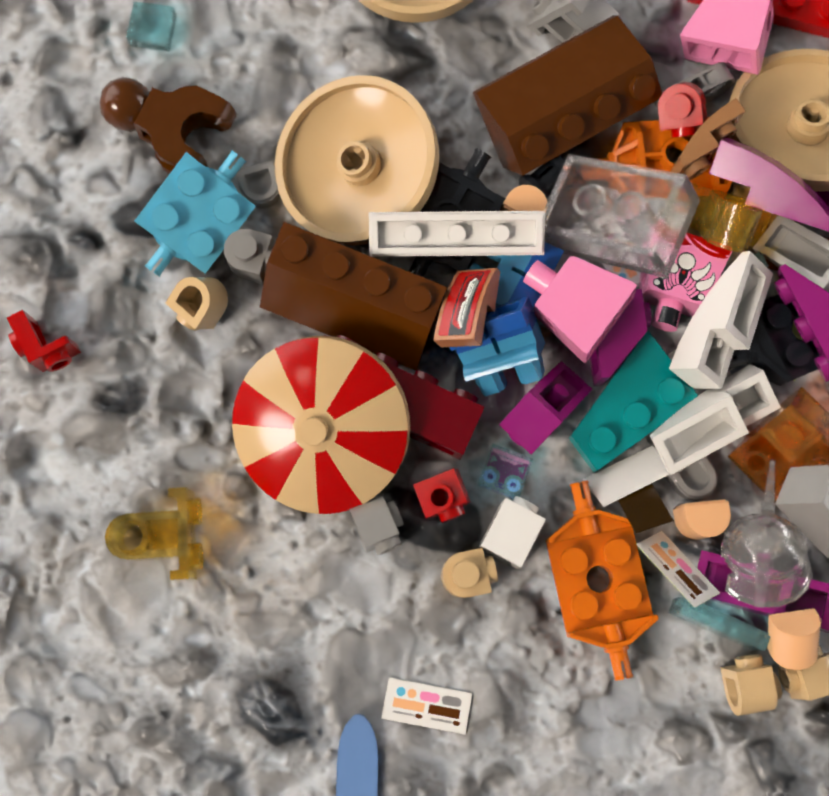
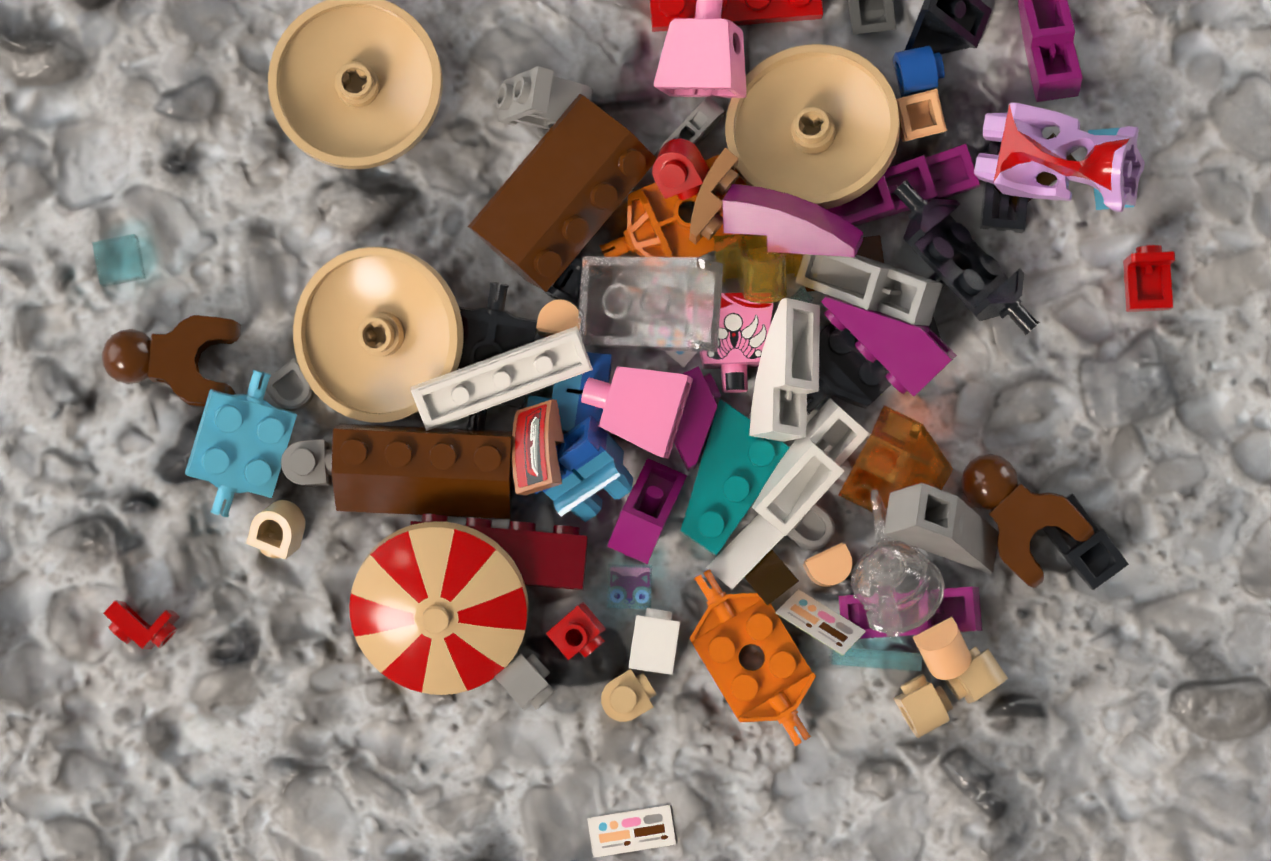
camera: 10 degrees left, 5 degrees up
(163, 535) = (330, 763): clear yellow pin -> none

